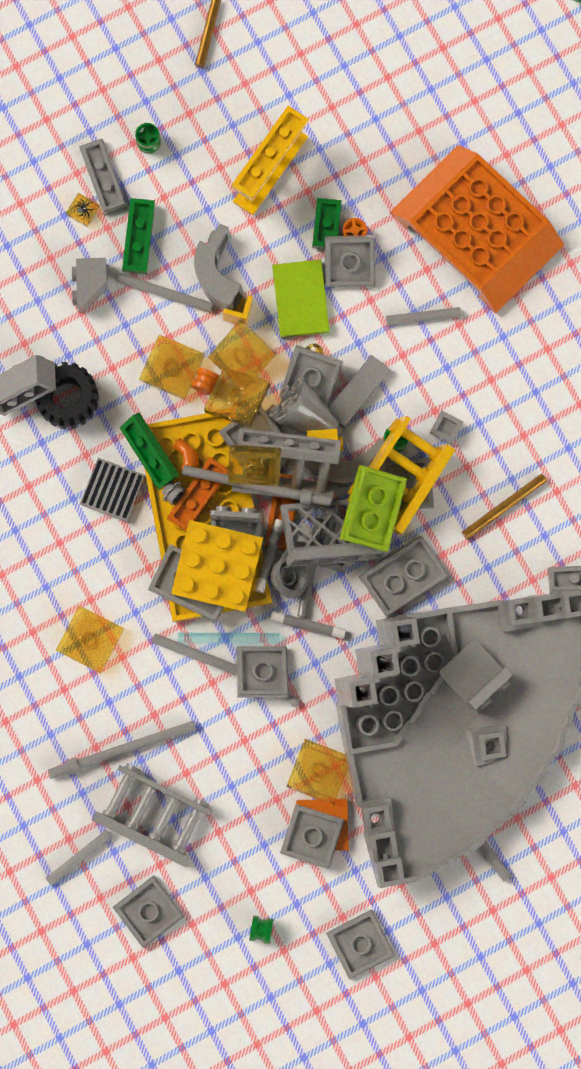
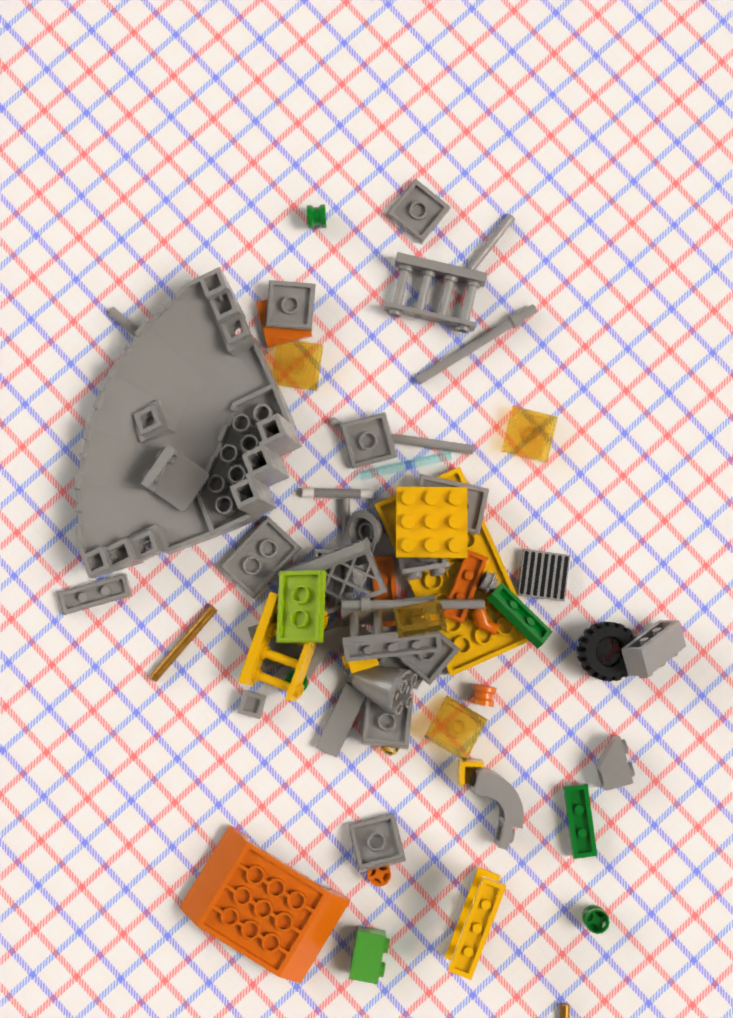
camera: 160 degrees right, 5 degrees up
(82, 209) = (638, 834): clear yellow tile -> none
(103, 176) = (628, 871): light grey tile -> none
(165, 292) = (541, 772): light grey bar -> none
(171, 367) = (518, 702): clear yellow plate -> none
(237, 397) = (451, 685): clear yellow plate -> none
(269, 556) = (386, 544): light grey bar -> none
(300, 298) = (414, 796): lime tile -> none
(326, 221) = (408, 877): green plate -> none
(360, 944) = (227, 225): light grey tile -> none
(384, 156) = (367, 955): none -> bright green brick
(423, 316) = (296, 806): light grey bar -> none

